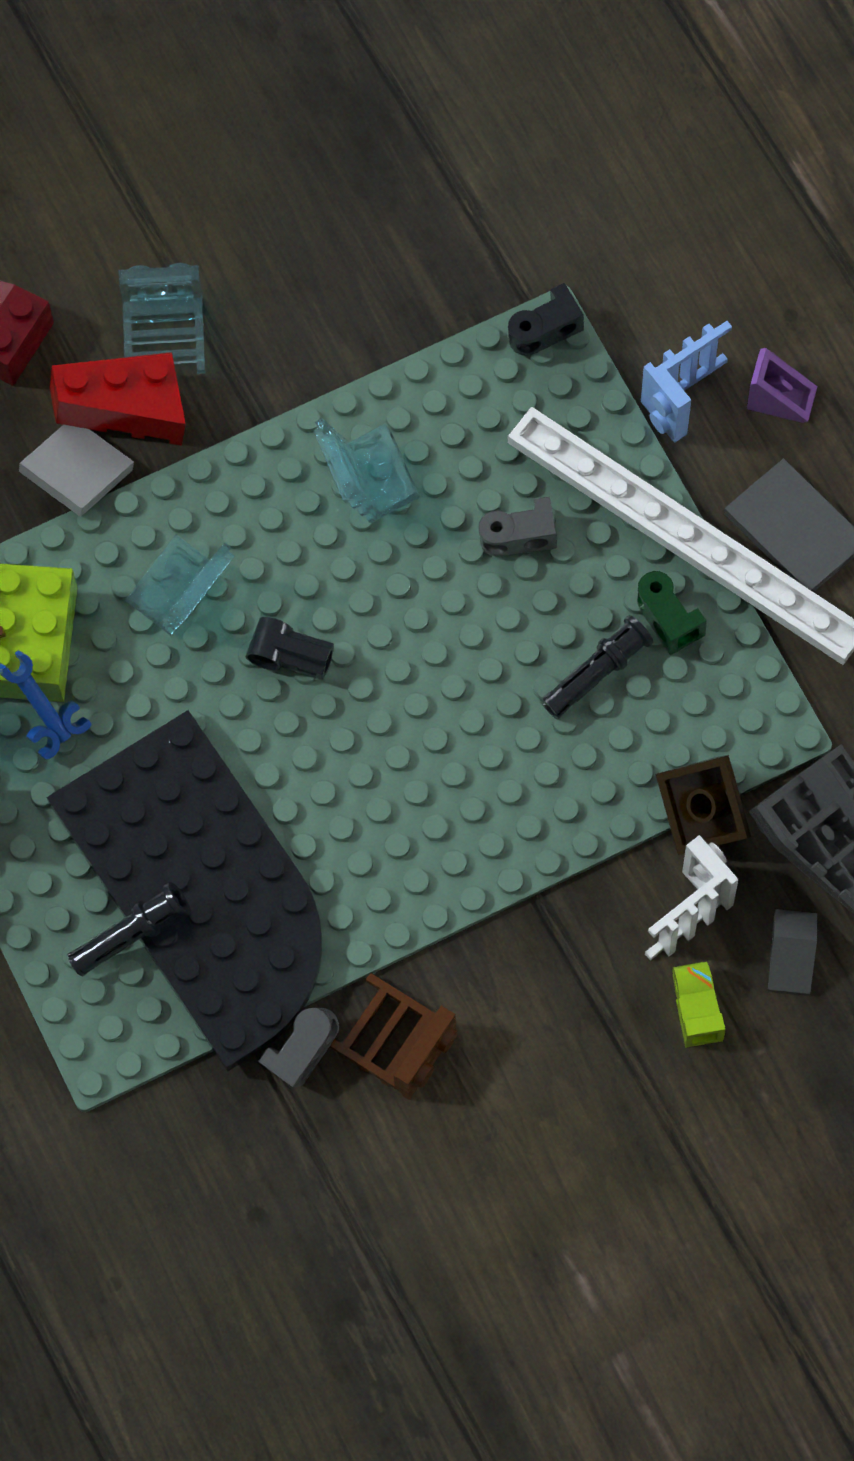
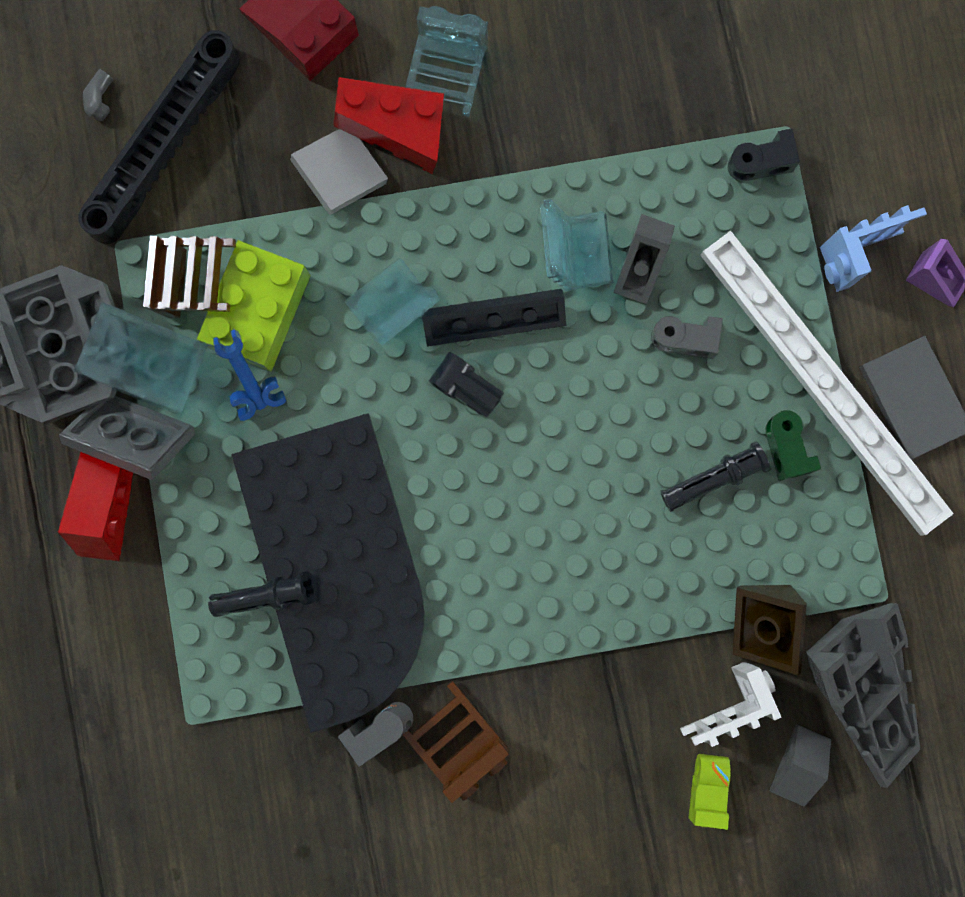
camera: 15 degrees right, 15 degrees up
(298, 569) = (494, 317): none -> black plate
(445, 463) = (644, 259): none -> dark grey slope

